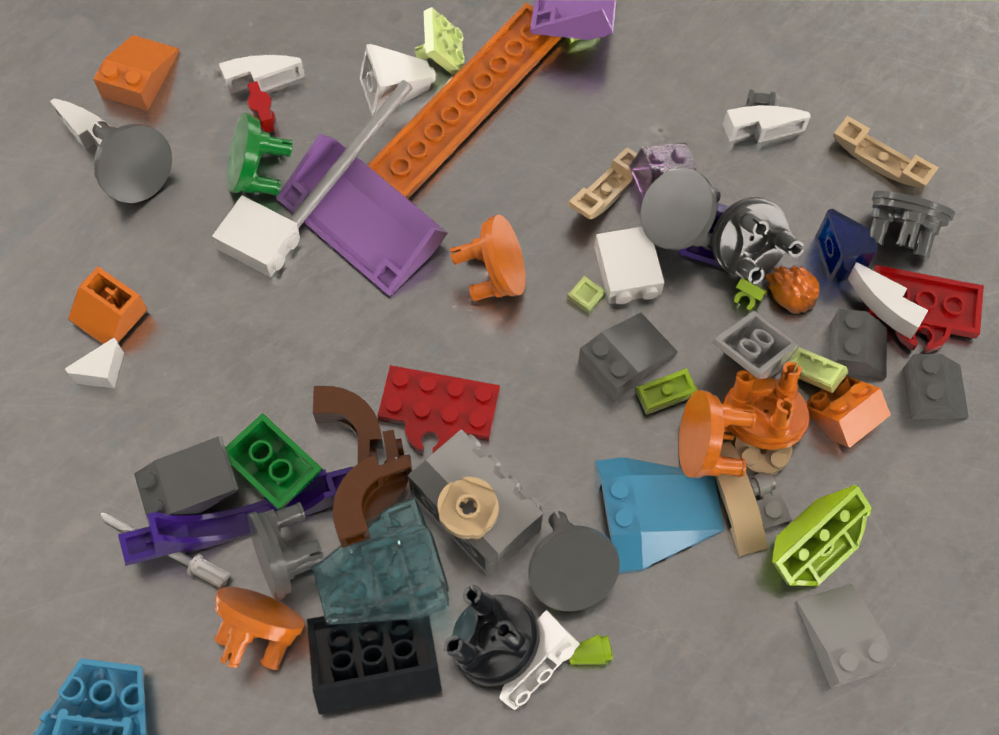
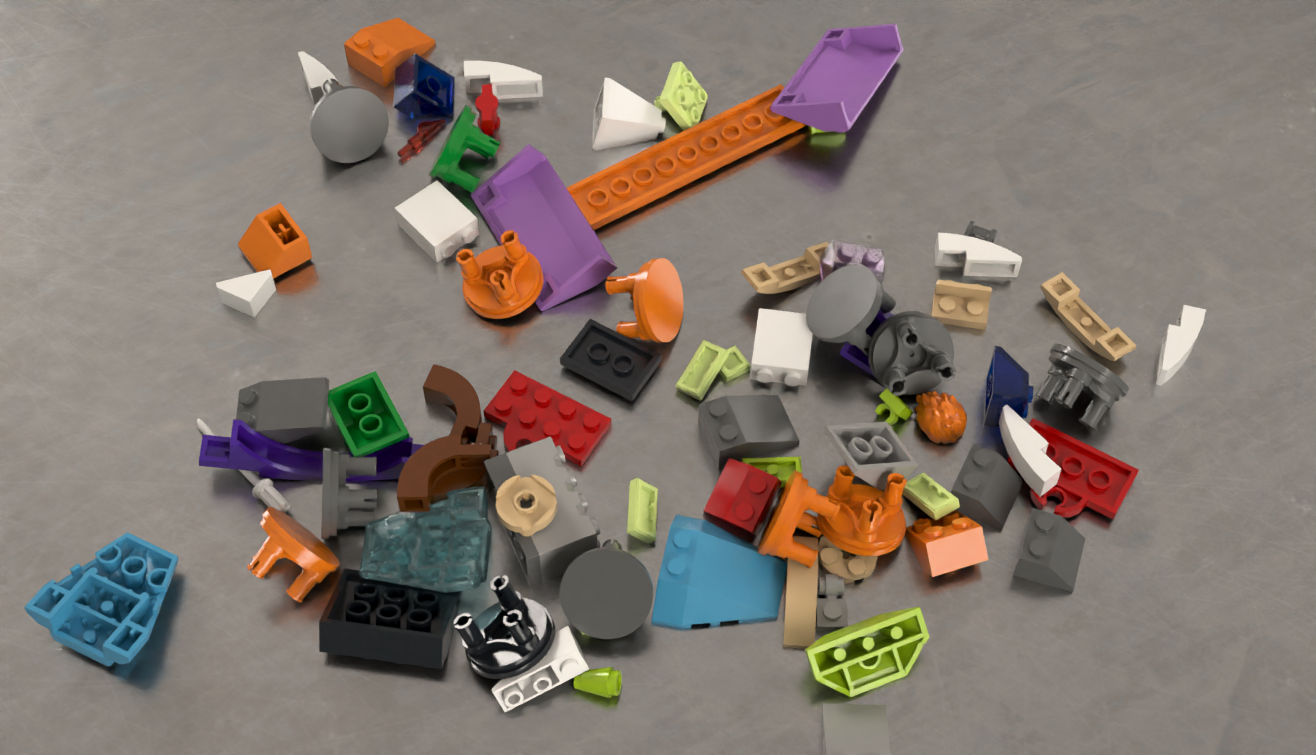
camera: 20 degrees right, 10 degrees down
(188, 104) = (423, 90): none -> clear blue slope
(205, 150) = (424, 131): none -> clear red hand
(342, 277) = (501, 278): none -> orange piece
(351, 153) = (553, 171): light grey piece -> none
(476, 326) = (611, 359): none -> black plate
(564, 310) = (702, 370): none -> yellowish green plate
(565, 468) = (642, 510): none -> yellowish green plate
(652, 425) = (743, 496): none -> red slope
(769, 173) = (961, 304): none -> tan bracket
(970, 152) = (1179, 342): none -> white slope

